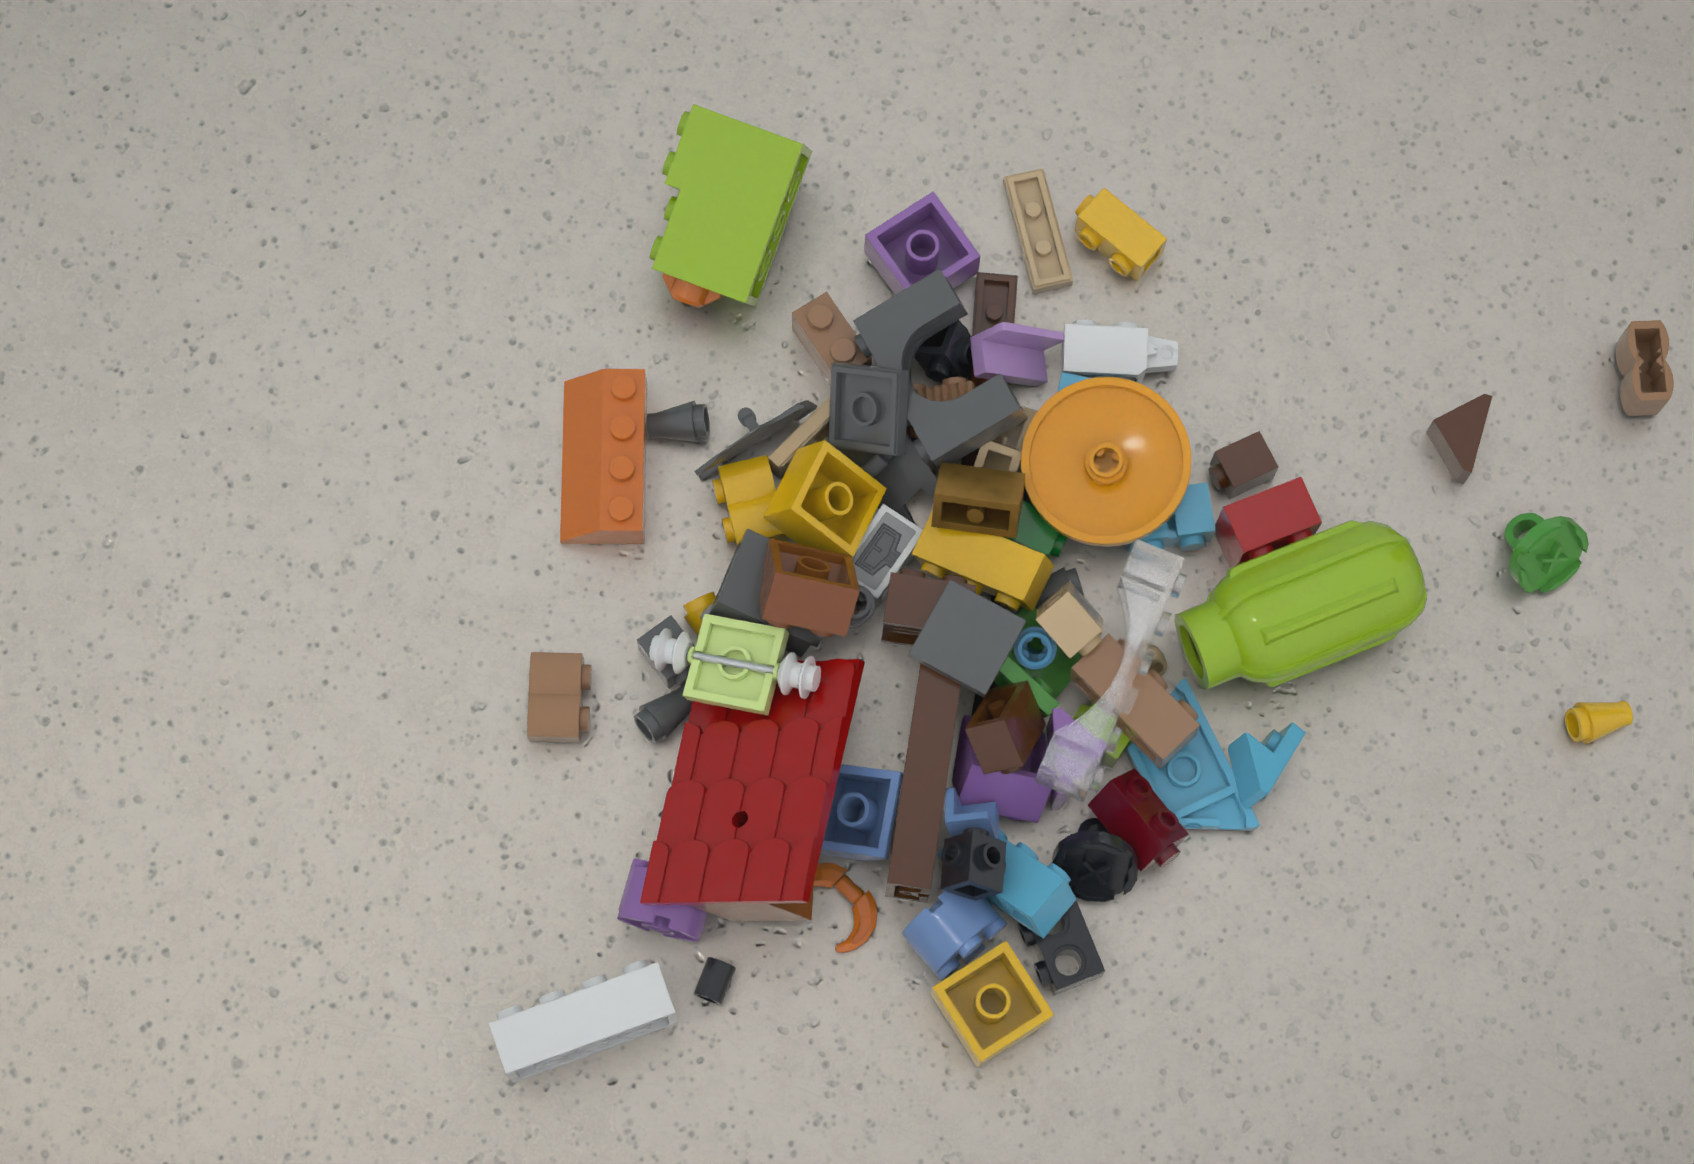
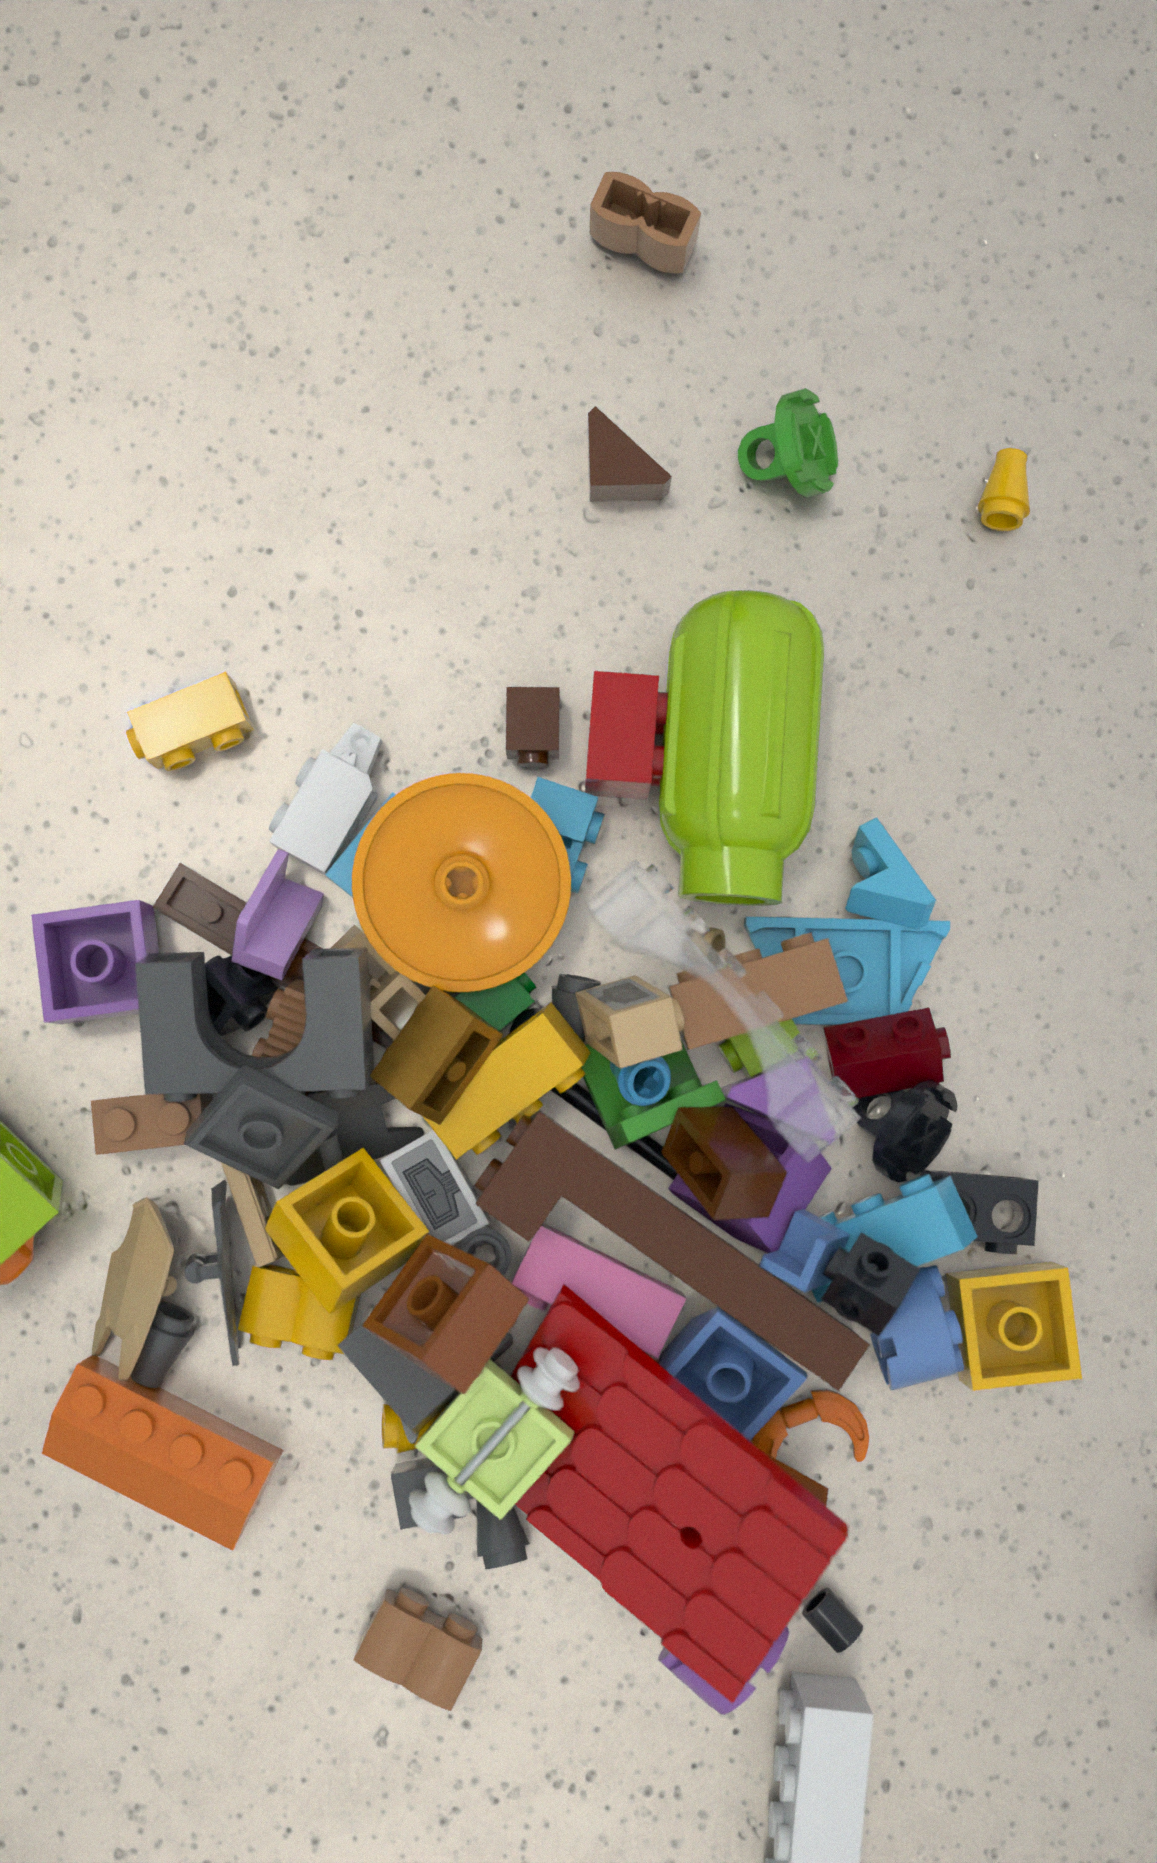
camera: 65 degrees left, 10 degrees up
(714, 383) = (135, 1284): none -> tan shield
(872, 724) = (623, 1295): none -> bright pink brick
(967, 638) = (600, 1156): dark grey tile -> none
(1038, 231) = (137, 811): tan tile -> none

